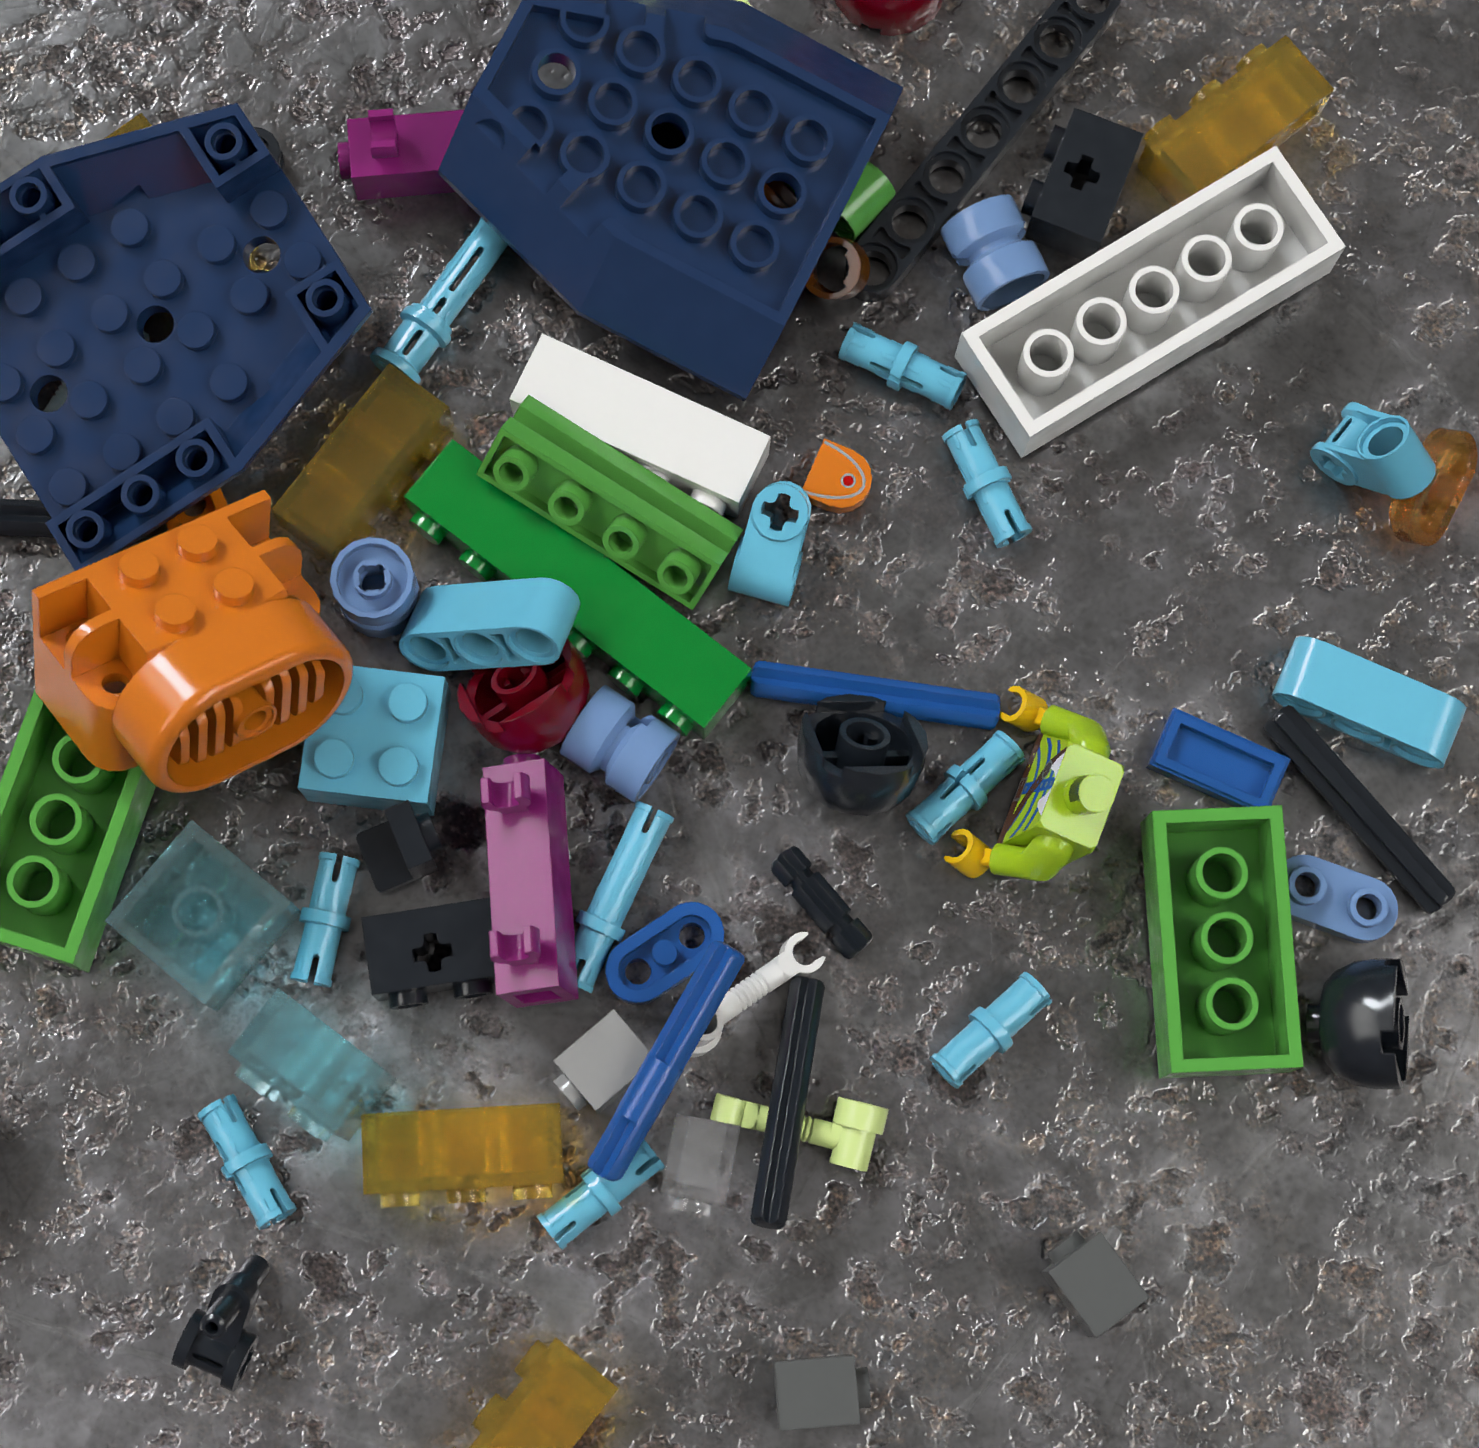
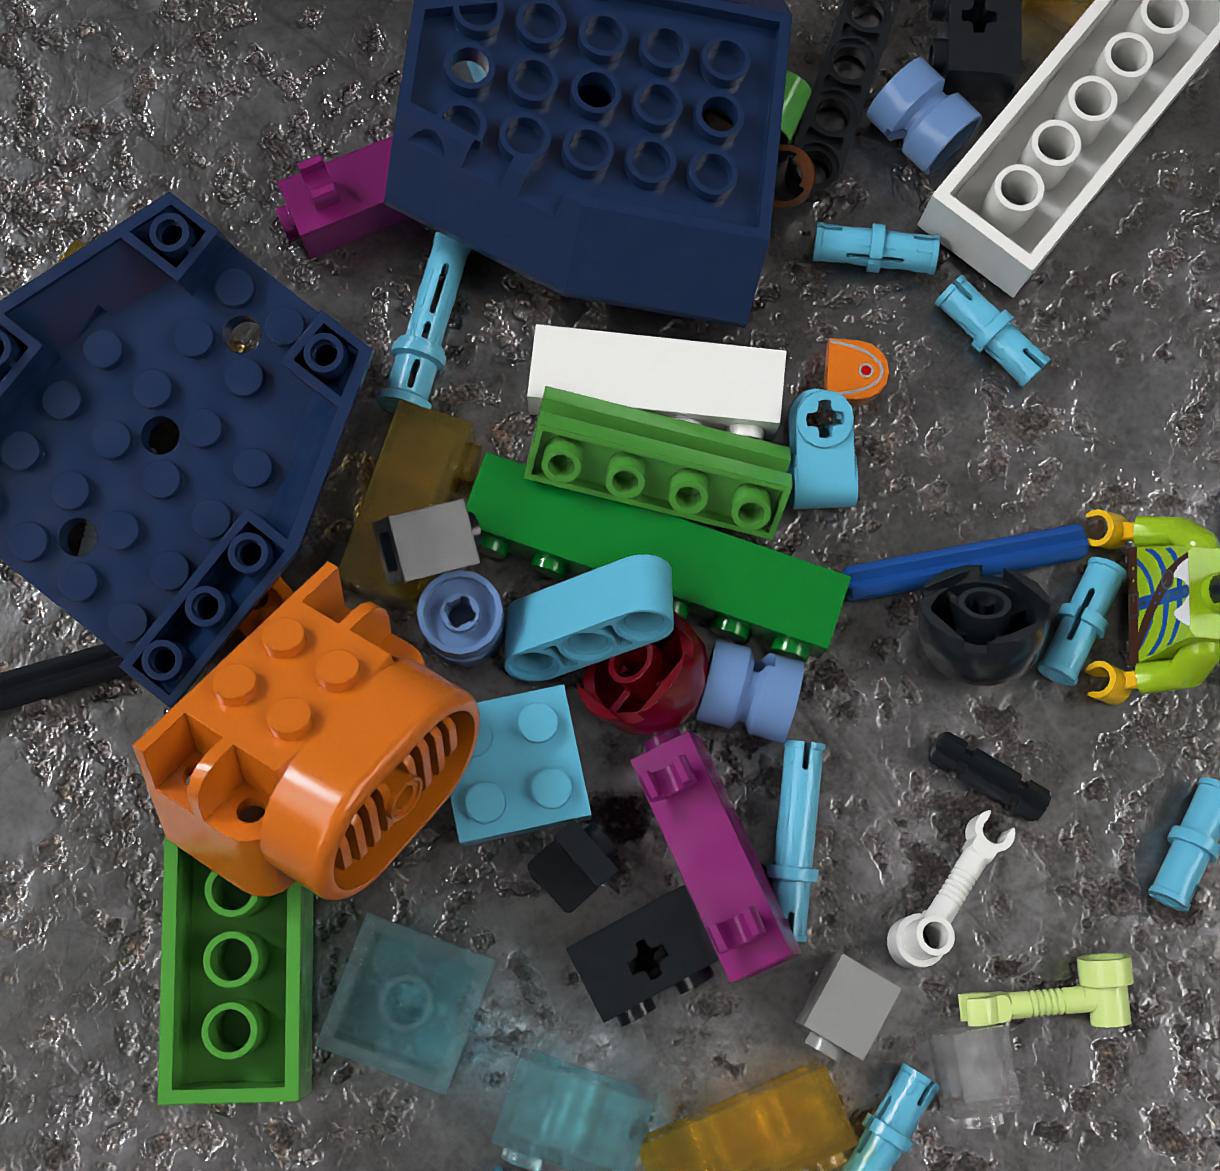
camera: 20 degrees left, 0 degrees up
(325, 919) = (525, 959): medium azure pin -> none
(365, 503) = (427, 541): none -> brick
(663, 952) = (865, 881): blue plate -> none
(665, 1061) = (916, 991): blue axle -> none
(787, 1103) = (1040, 988): black axle -> none

